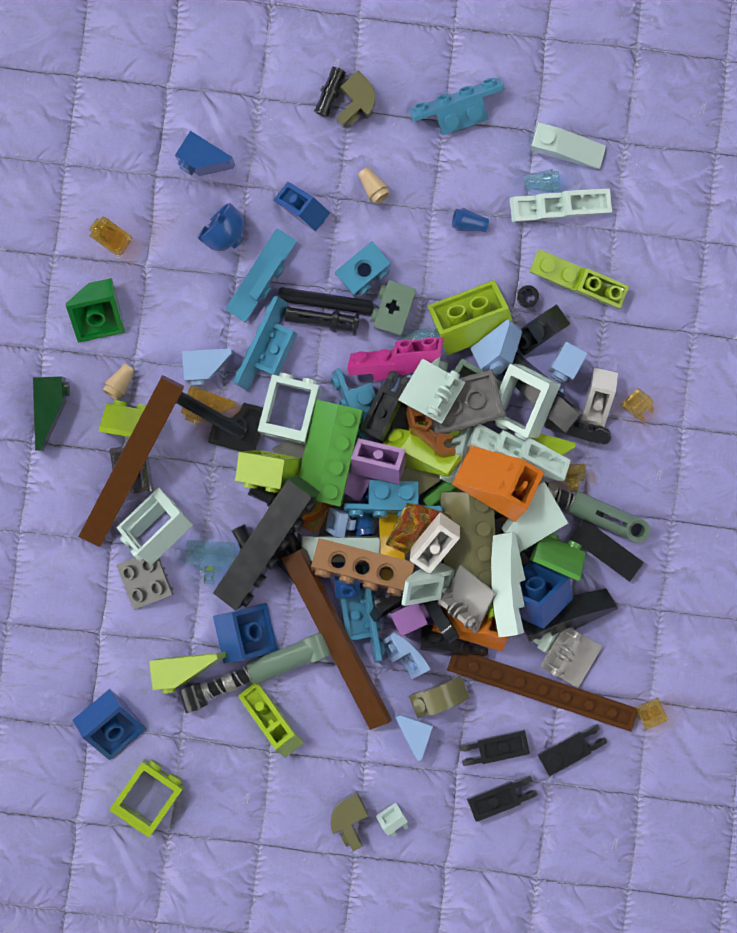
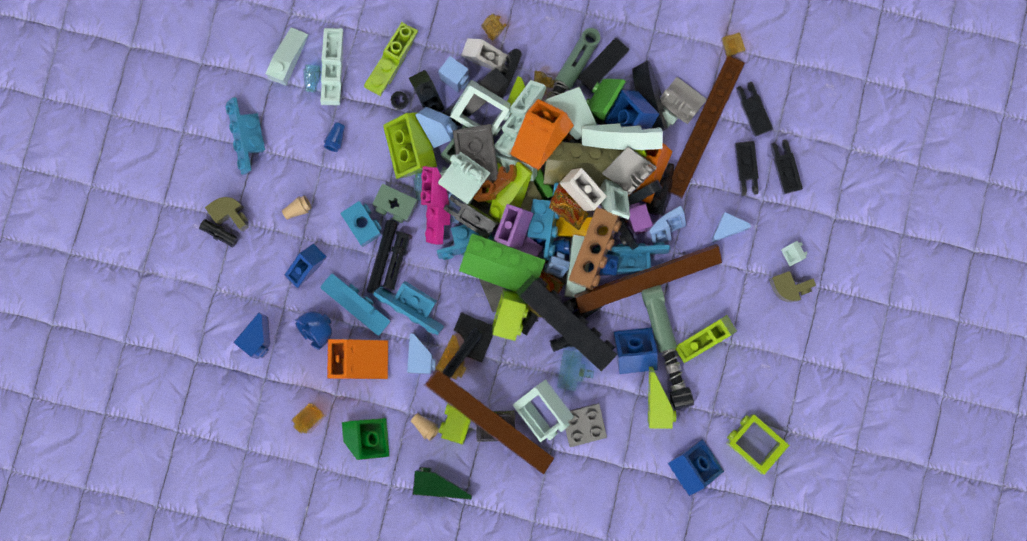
camera: 90 degrees left, 5 degrees down
(191, 287) = (357, 359): none -> orange slope
(283, 432) = (481, 300): light aqua window -> none
(439, 697) = (703, 205): olive brick -> none

